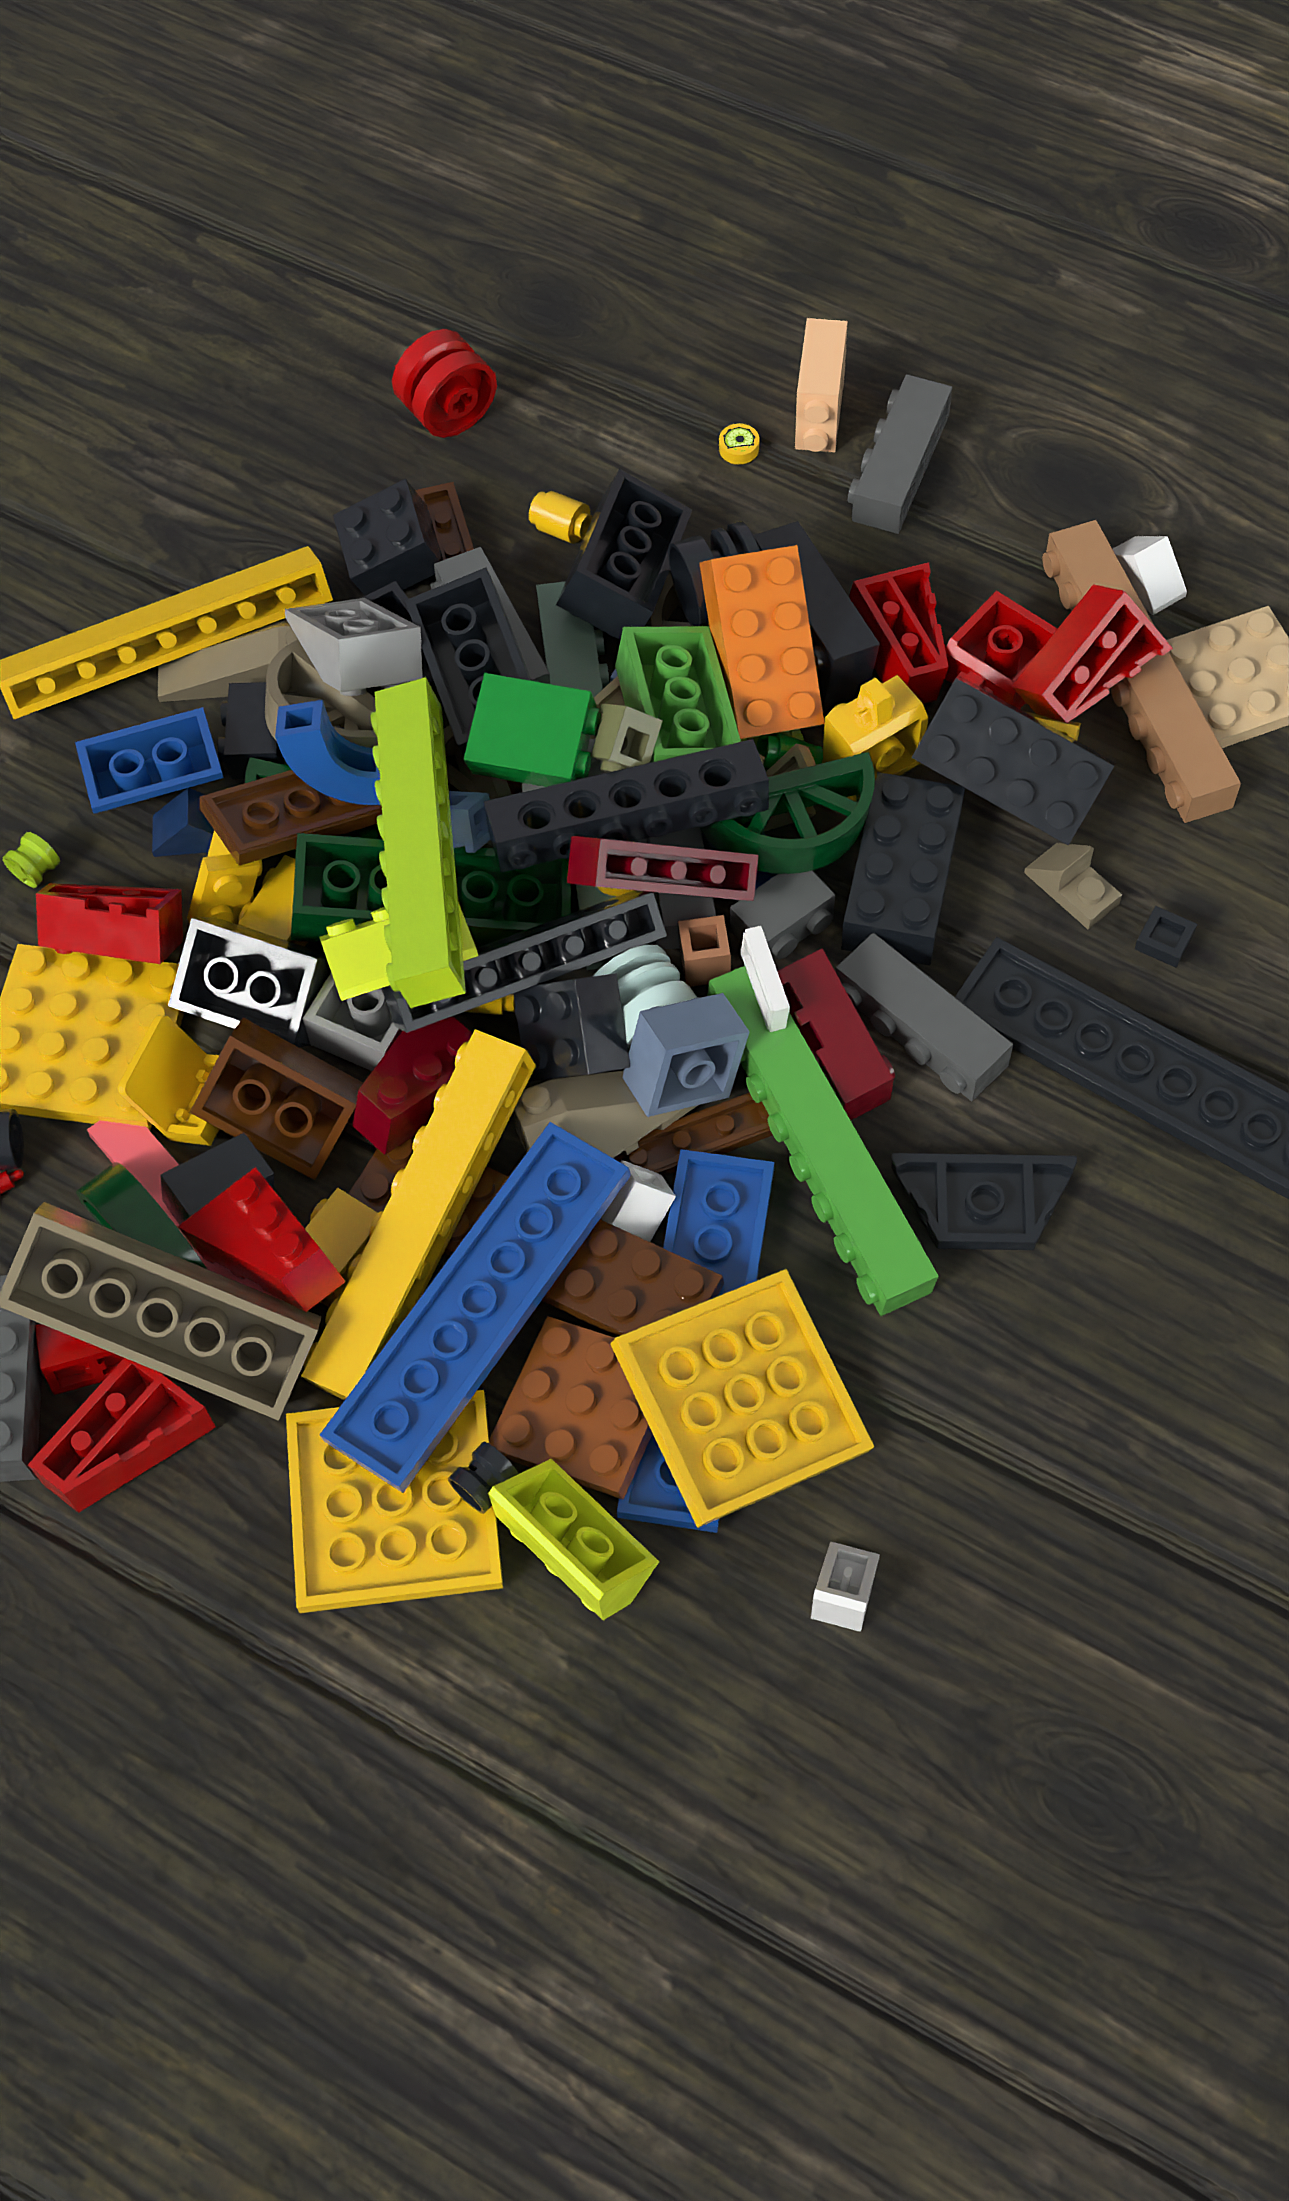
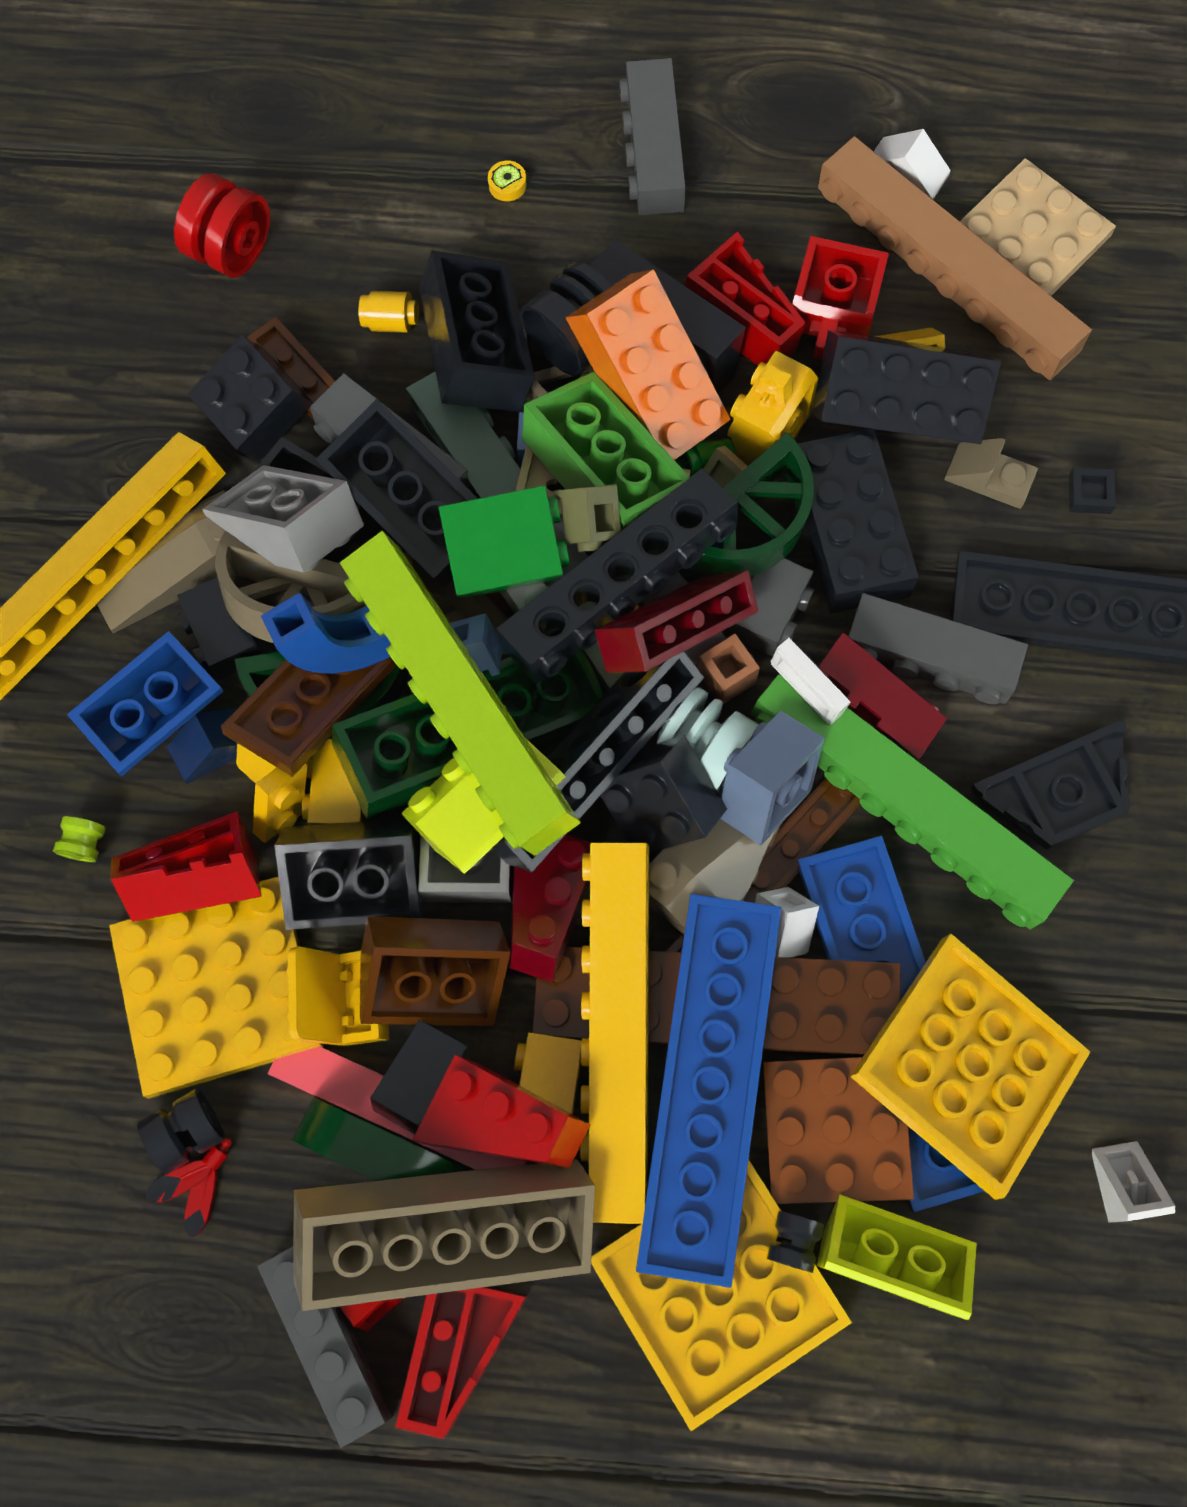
camera: 25 degrees left, 10 degrees up
(820, 385) = (558, 99): light nougat brick -> none
(1088, 654) = (923, 265): red wedge -> none

